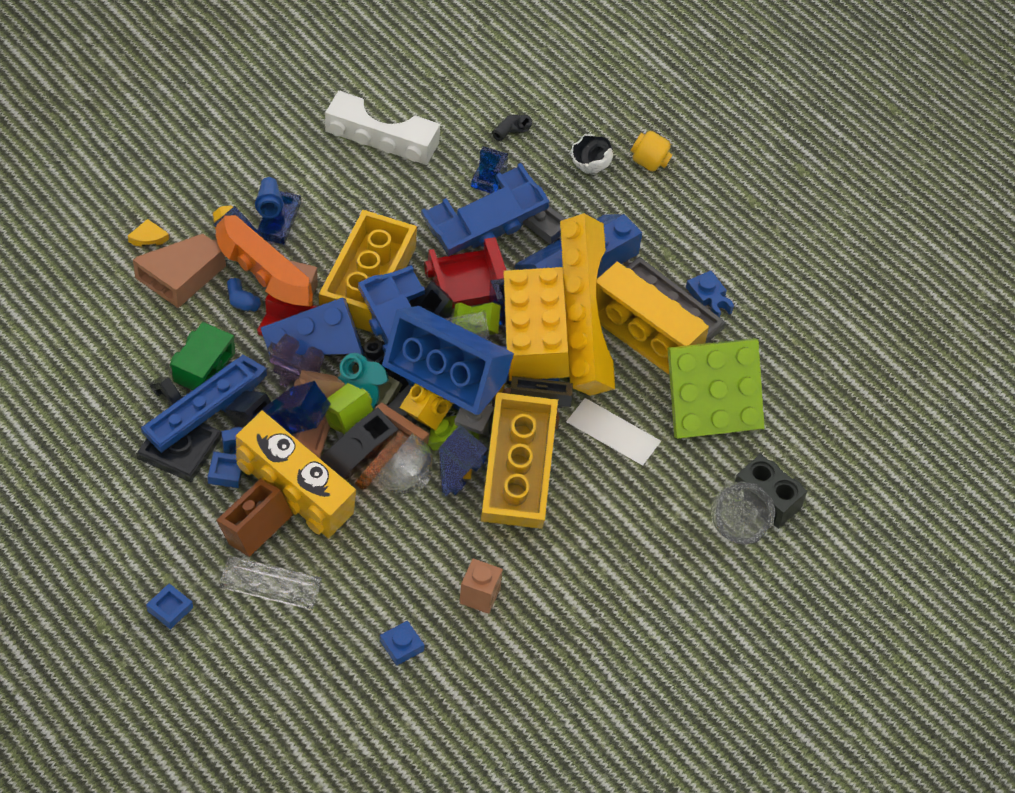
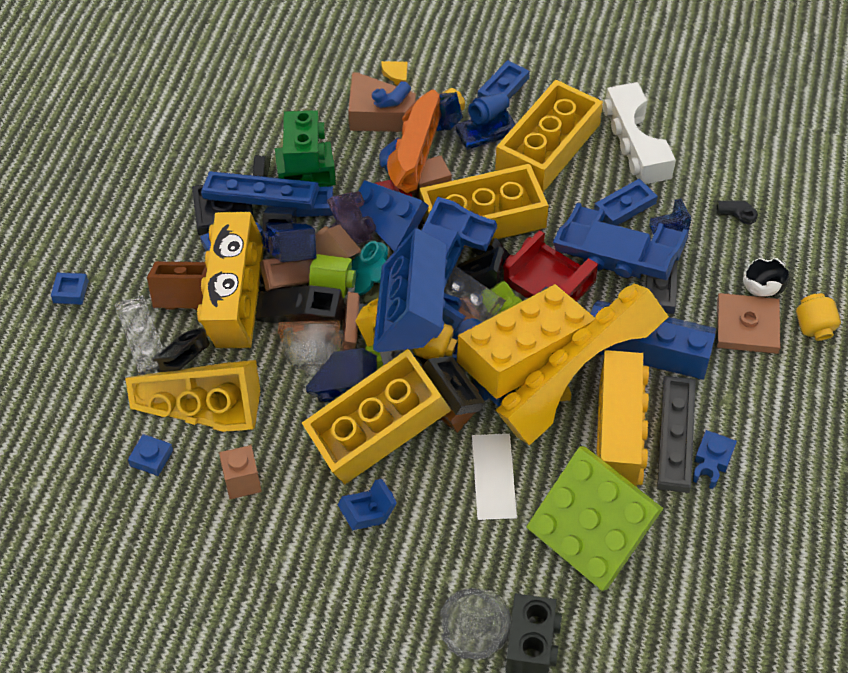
camera: 60 degrees right, 0 degrees up
(194, 337) = (302, 141): none -> green brick
(198, 251) = (391, 99): none -> blue arm
(241, 174) = (506, 80): none -> blue plate
(327, 561) = (182, 350): none -> black piece
(332, 179) = (550, 132): none -> yellow brick
(381, 566) = (208, 395): none -> yellow wedge
(442, 182) = (626, 202): none -> blue plate
(582, 520) = (368, 507): none -> blue bracket
(616, 192) = (748, 323): none -> nougat plate

